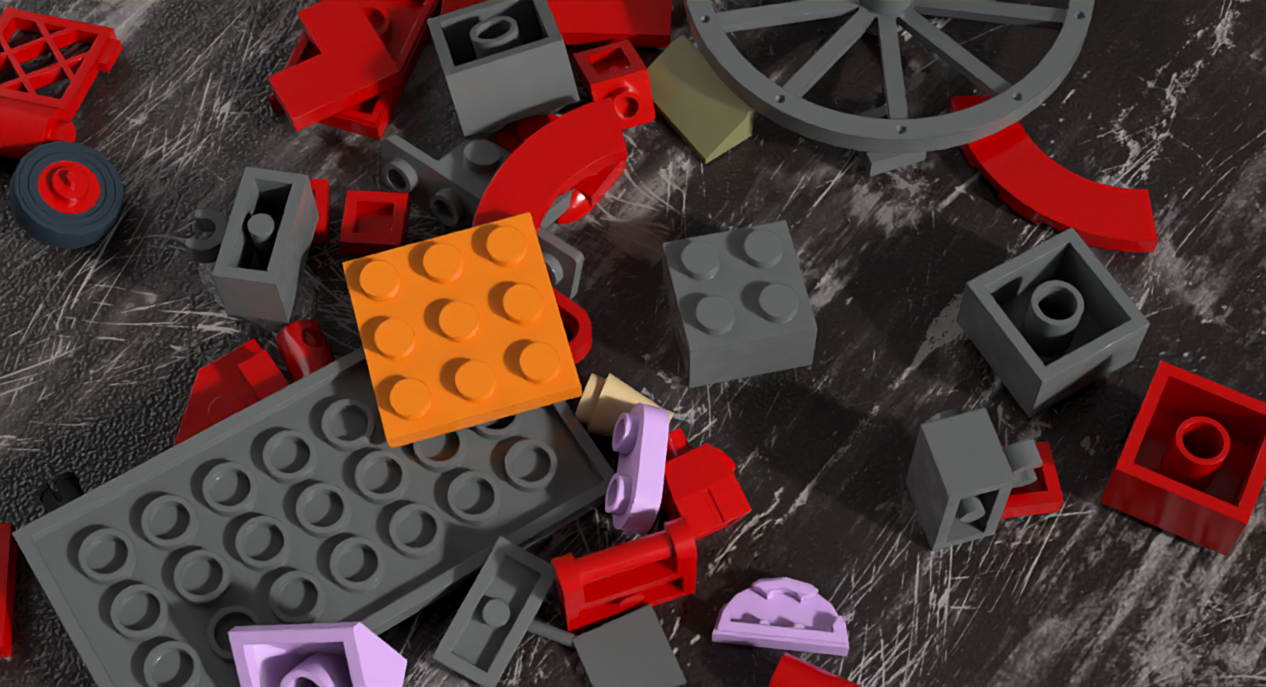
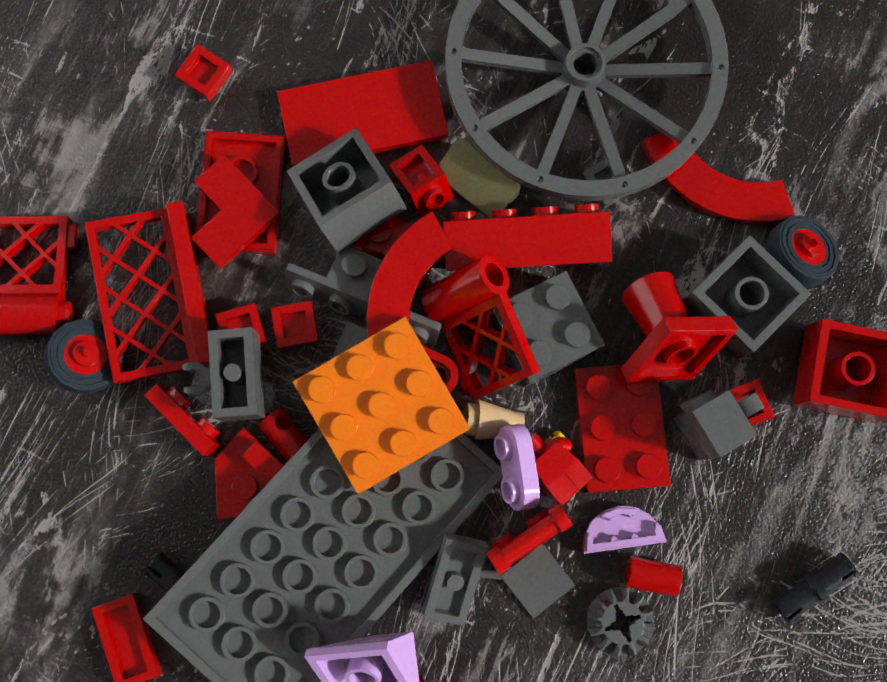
camera: 20 degrees left, 20 degrees up
(166, 285) = (173, 406): none -> red plate
(241, 129) = (184, 276): none -> red fence
(627, 233) = (473, 294): none -> red piece
(741, 179) = (530, 240): none -> red brick
(820, 472) = (620, 430): none -> red plate
(923, 344) = (674, 343): none -> red plant
(1162, 283) = (804, 249): none -> black wheel

